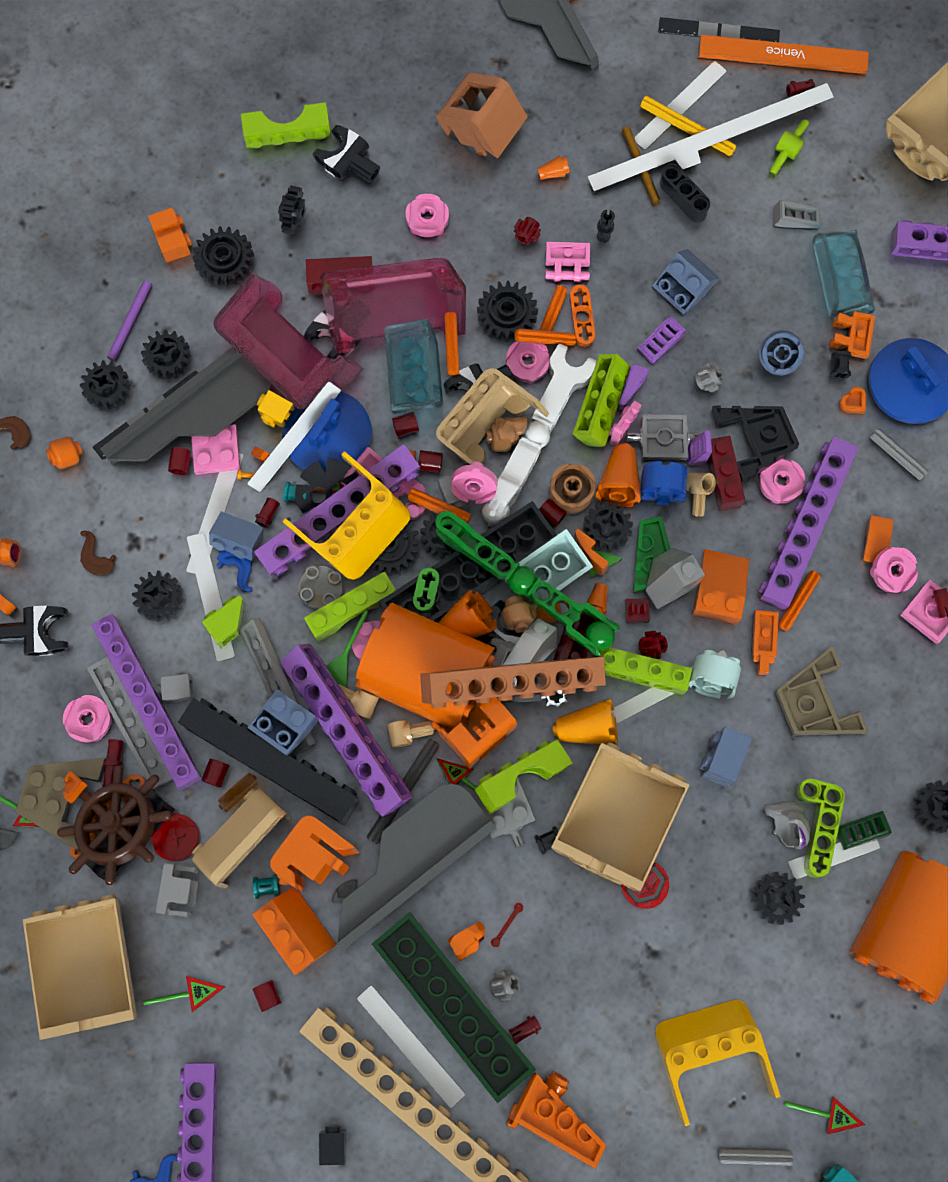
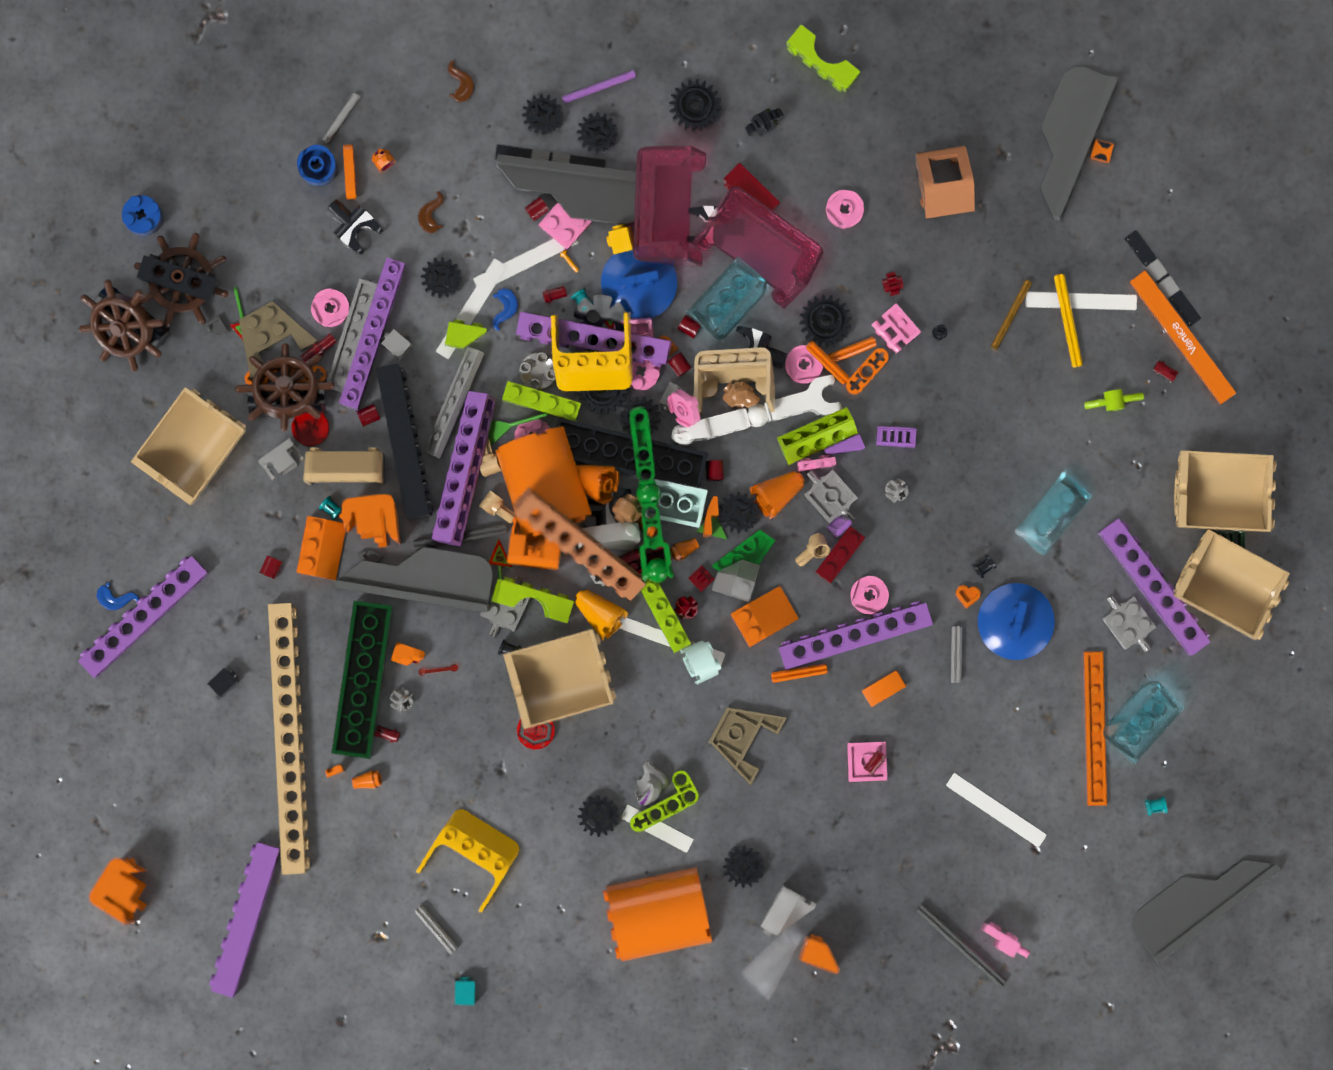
camera: 45 degrees right, 10 degrees up
(63, 452) = (476, 132): orange head -> none
(73, 786) = (284, 340): orange tile -> none
(169, 234) = (678, 57): orange brick -> none
(198, 992) = (236, 525): piece -> none
(235, 536) = (521, 290): sand blue brick -> none
(237, 792) = (369, 439): clear orange piece -> none
(260, 454) = (587, 259): orange tile -> none
(283, 723) = (431, 430): sand blue slope -> none
(293, 437) = (615, 267): white sticker -> none
(347, 157) = (838, 120): black connector -> none
(411, 1046) = (318, 676): white sticker -> none
(420, 590) = (587, 436): bright green beam -> none
(436, 505) = (653, 398): orange axle -> none
(451, 343) = (767, 307): orange axle -> none
(503, 650) = (596, 520): light grey tile -> none
(551, 1119) = (350, 792): orange wing -> none
(554, 169) = (955, 261): orange cone -> none
(572, 476) = (749, 462): medium nougat brick -> none
(664, 483) = (796, 523): blue brick -> none
(681, 183) = (1011, 370): black beam -> none
(685, 281) = (951, 416): sand blue slope -> none
(686, 150) = (1047, 335): white sticker -> none
(725, 757) = (654, 711): sand blue brick -> none
(764, 639) = (753, 672): orange hinge -> none
(766, 431) = (892, 559): black wing -> none
(781, 352) = (953, 521): sand blue cone -> none
(782, 215) = (1073, 444): light grey slope -> none
(839, 1117) = (501, 960): piece -> none
(859, 333) = (1017, 560): orange plate -> none
(883, 825) = (703, 835): dark green slope -> none
(906, 567) = (868, 704): bright pink plate -> none

